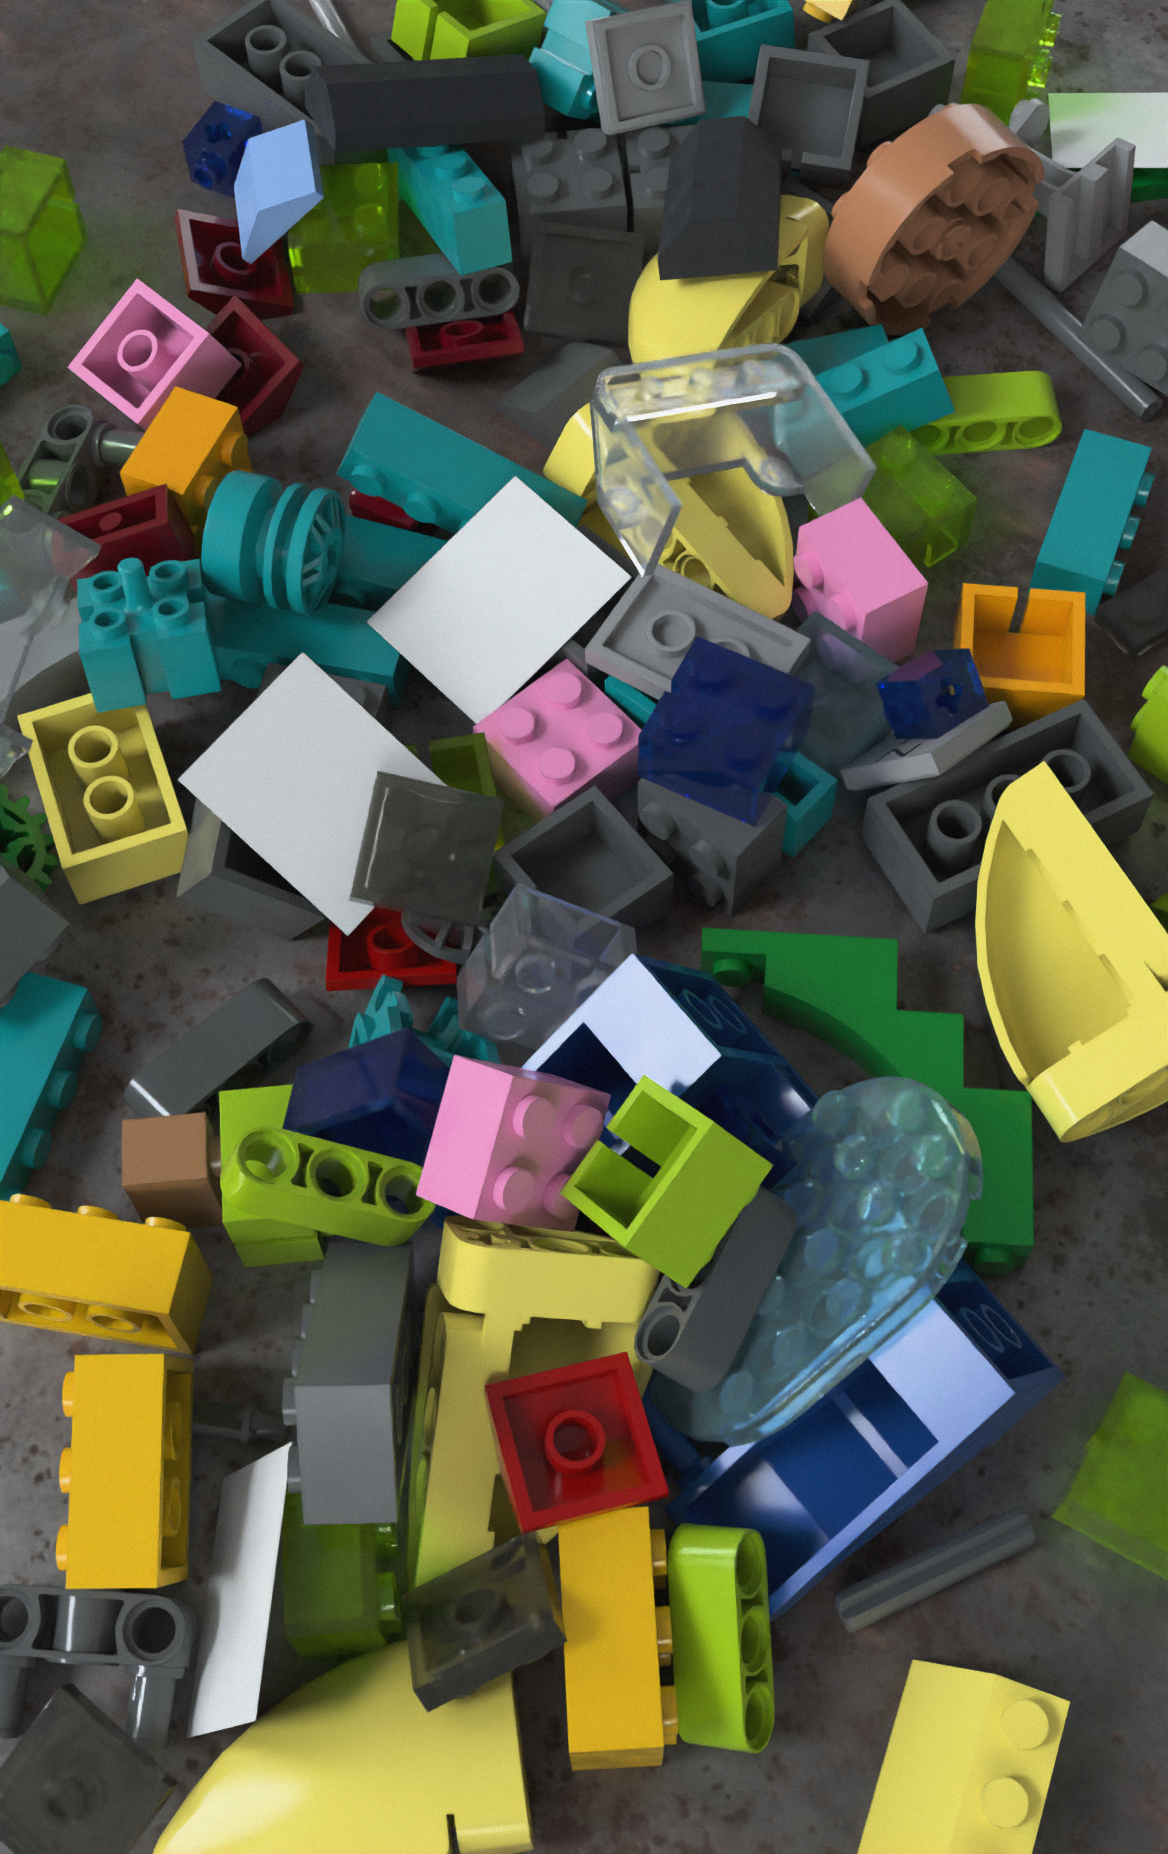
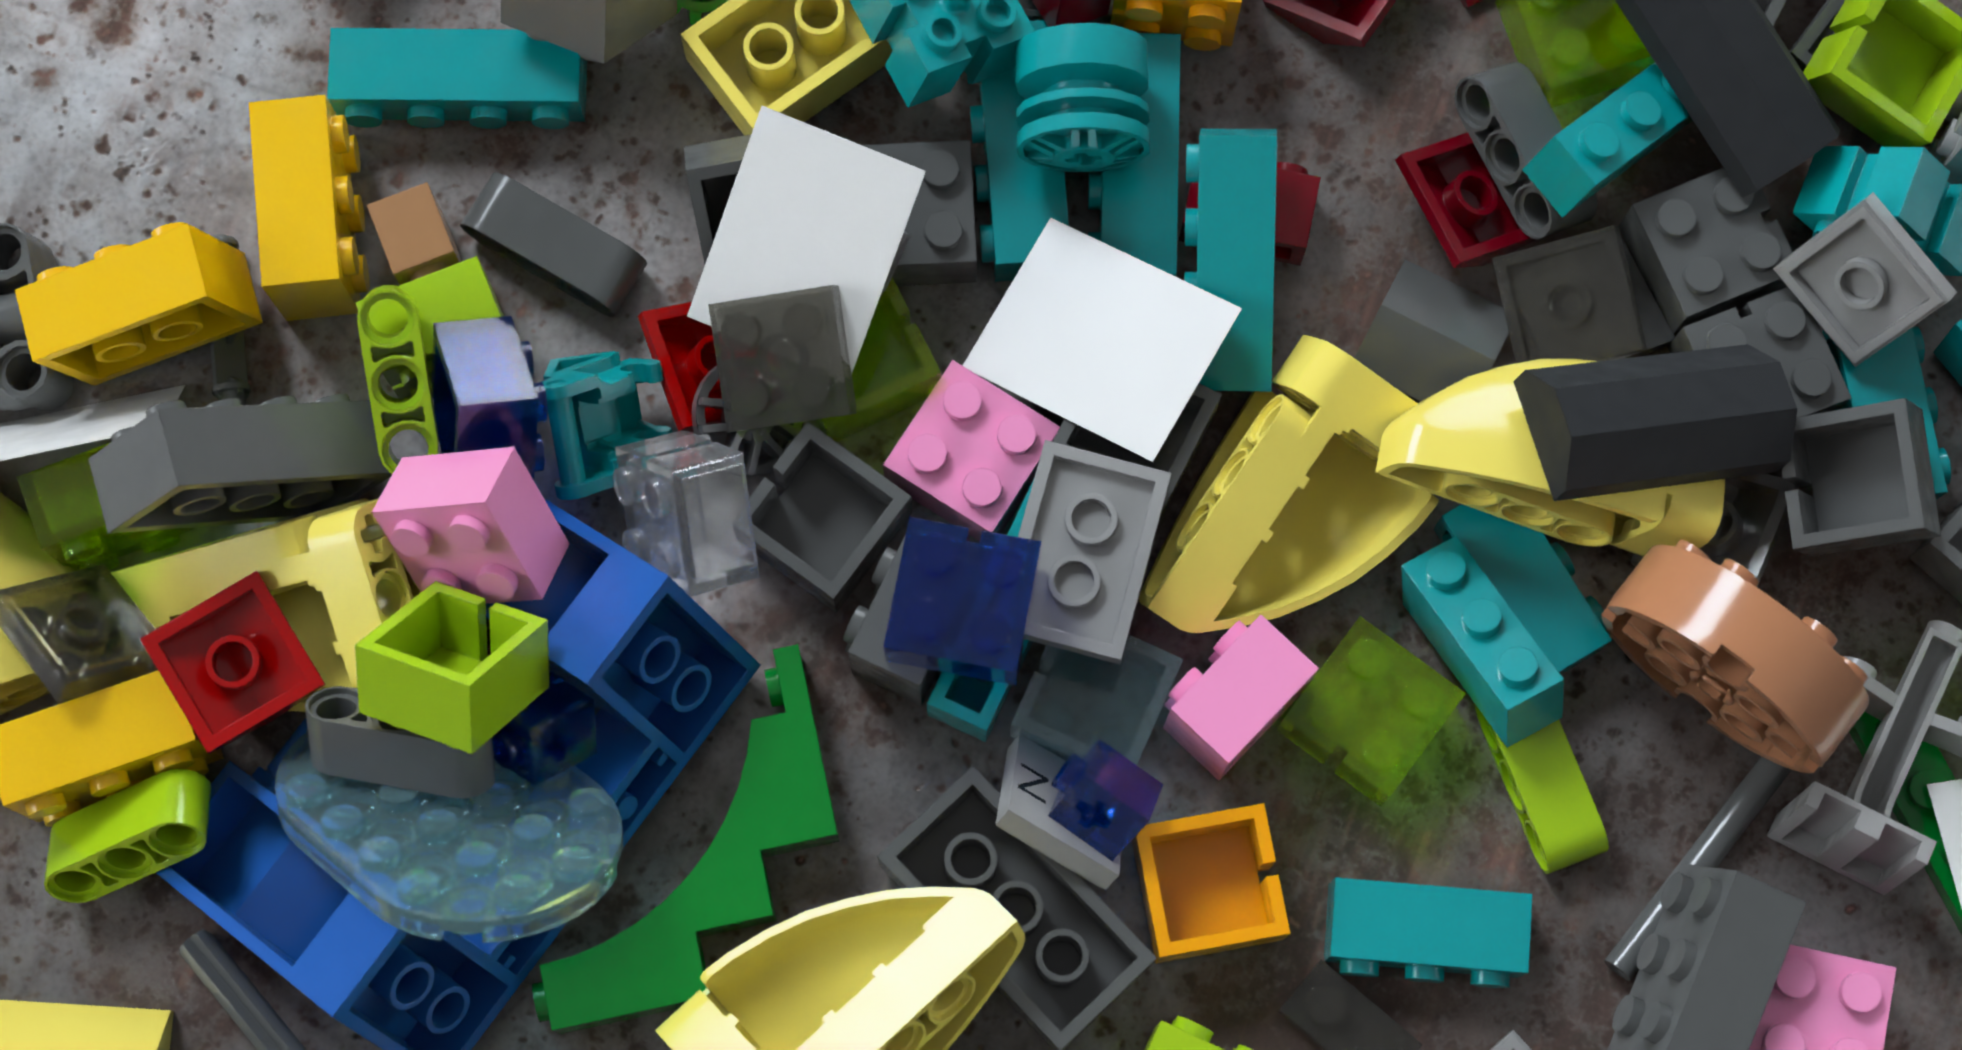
camera: 70 degrees right, 15 degrees up
(713, 415) = (1355, 469): clear windscreen -> none

